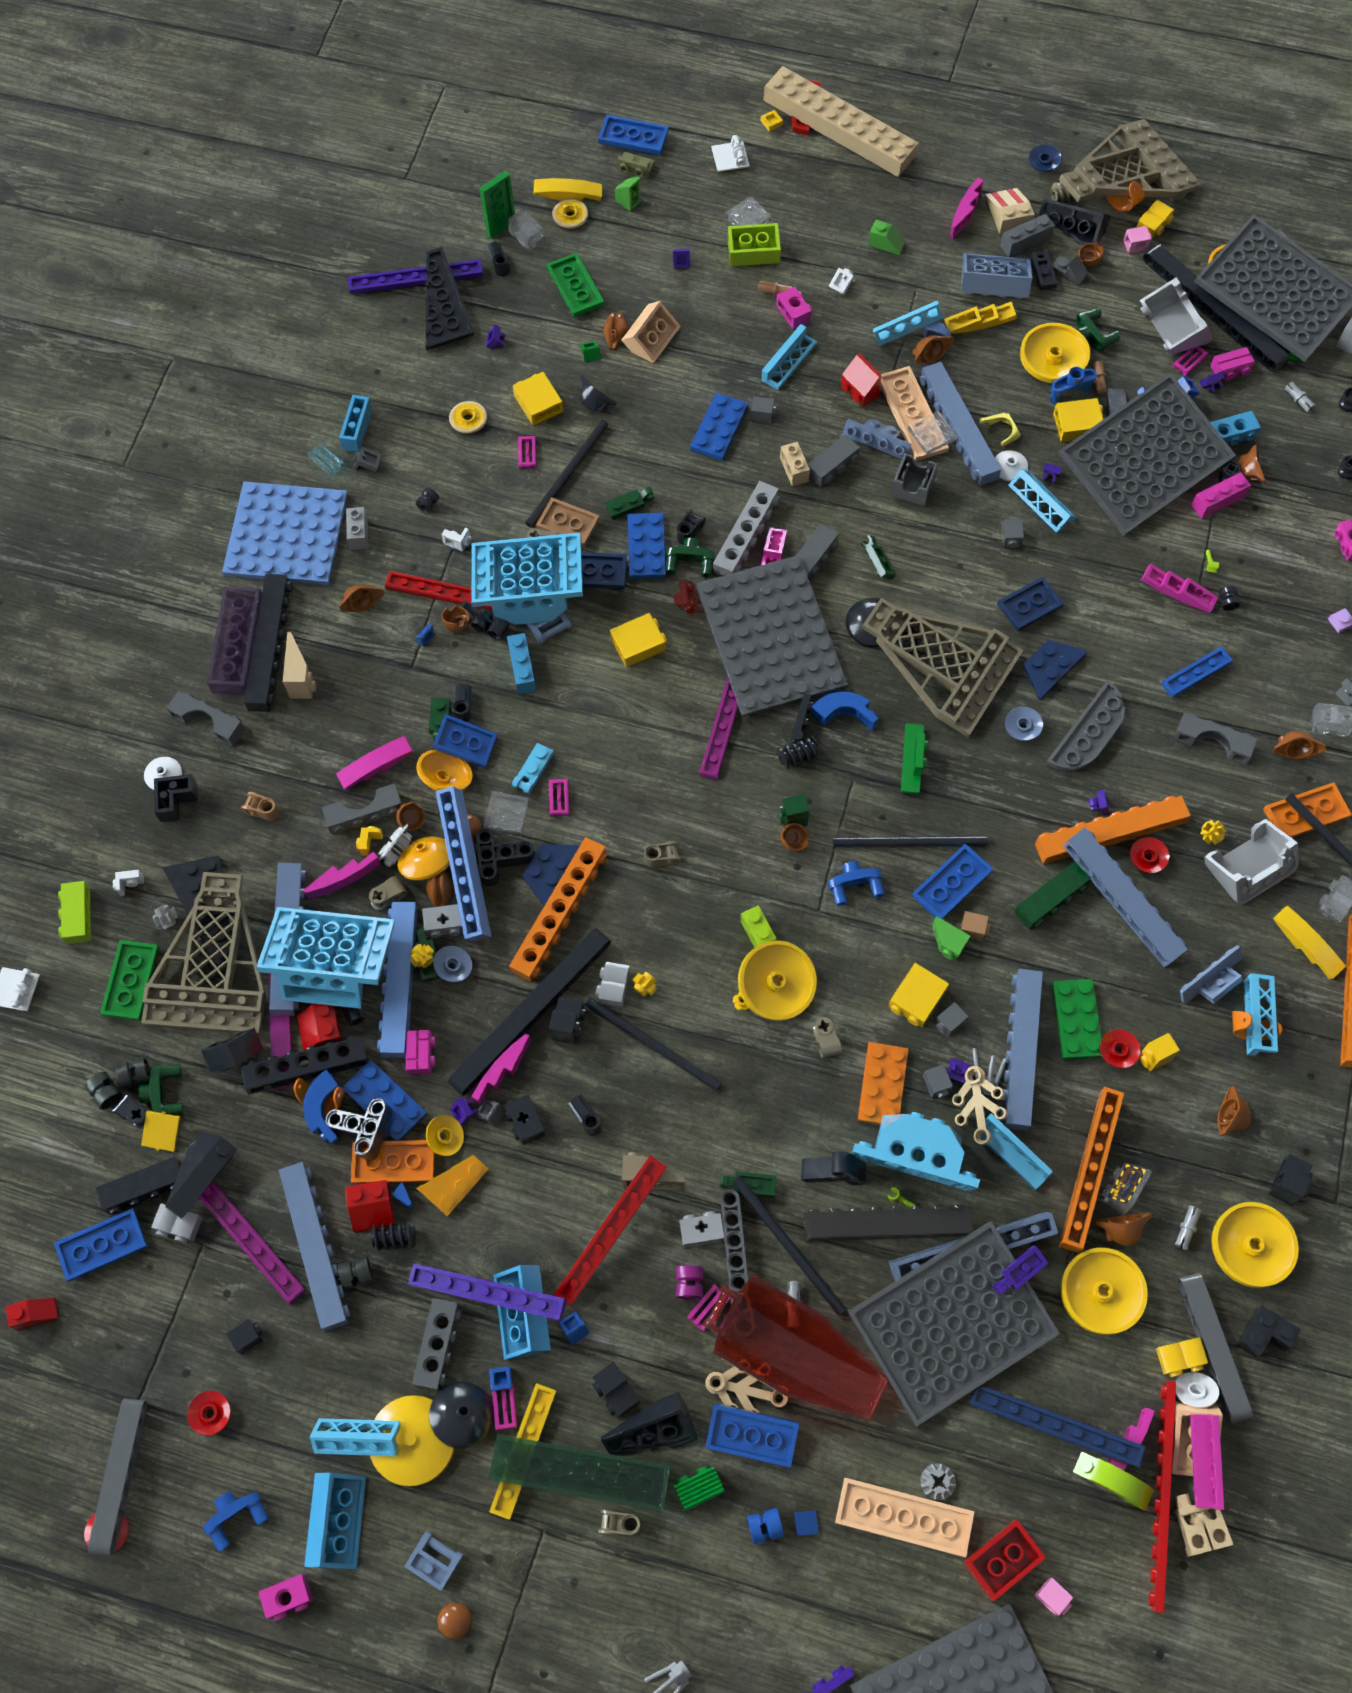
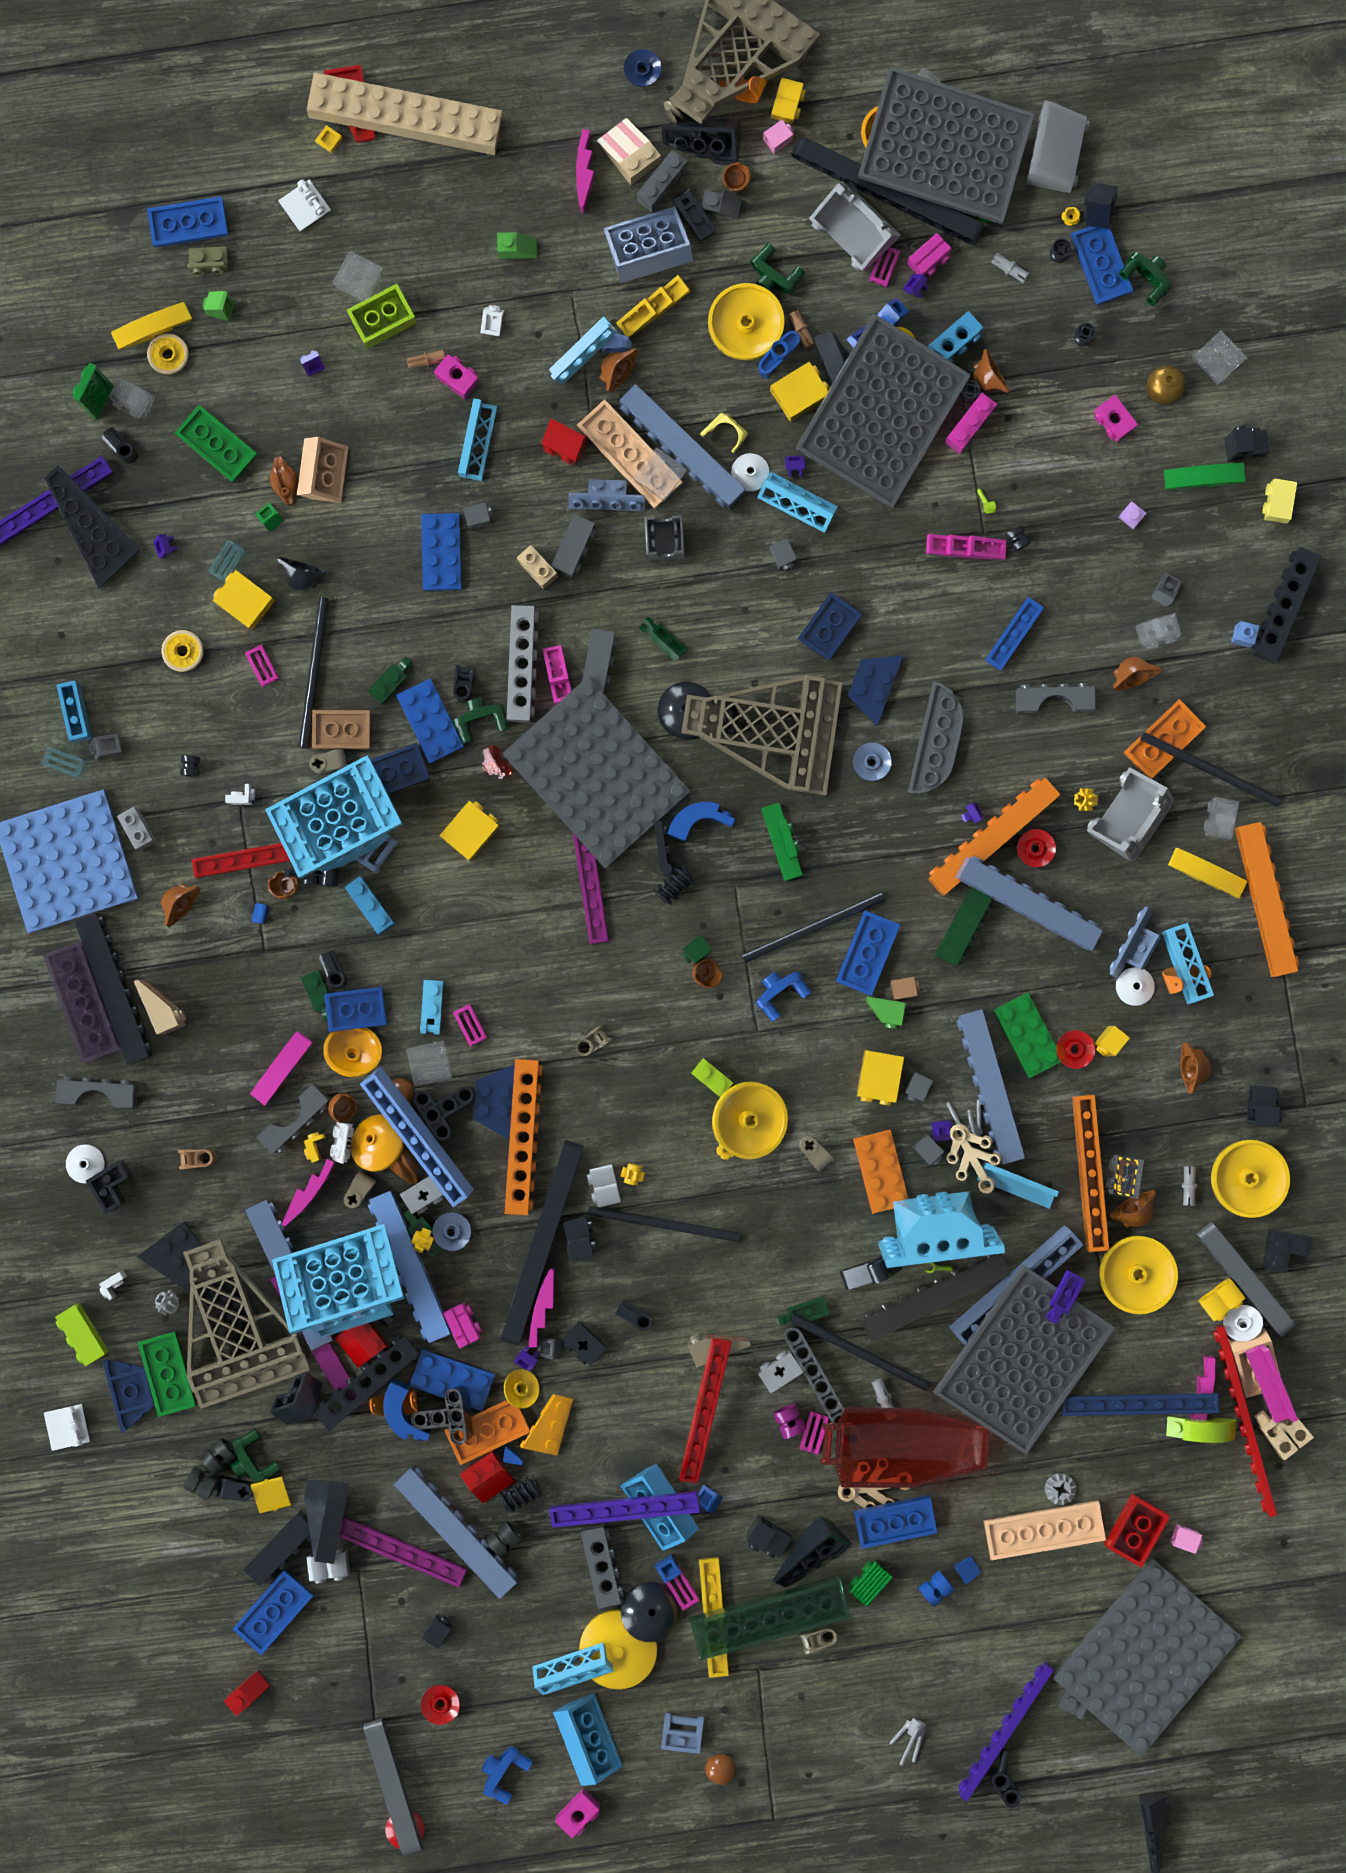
camera: 20 degrees left, 20 degrees up
(86, 981) = (128, 1391): none -> dark blue wing
(547, 367) = (233, 563): none -> clear light blue tile
(1194, 1024) = (1125, 987): none -> white dish

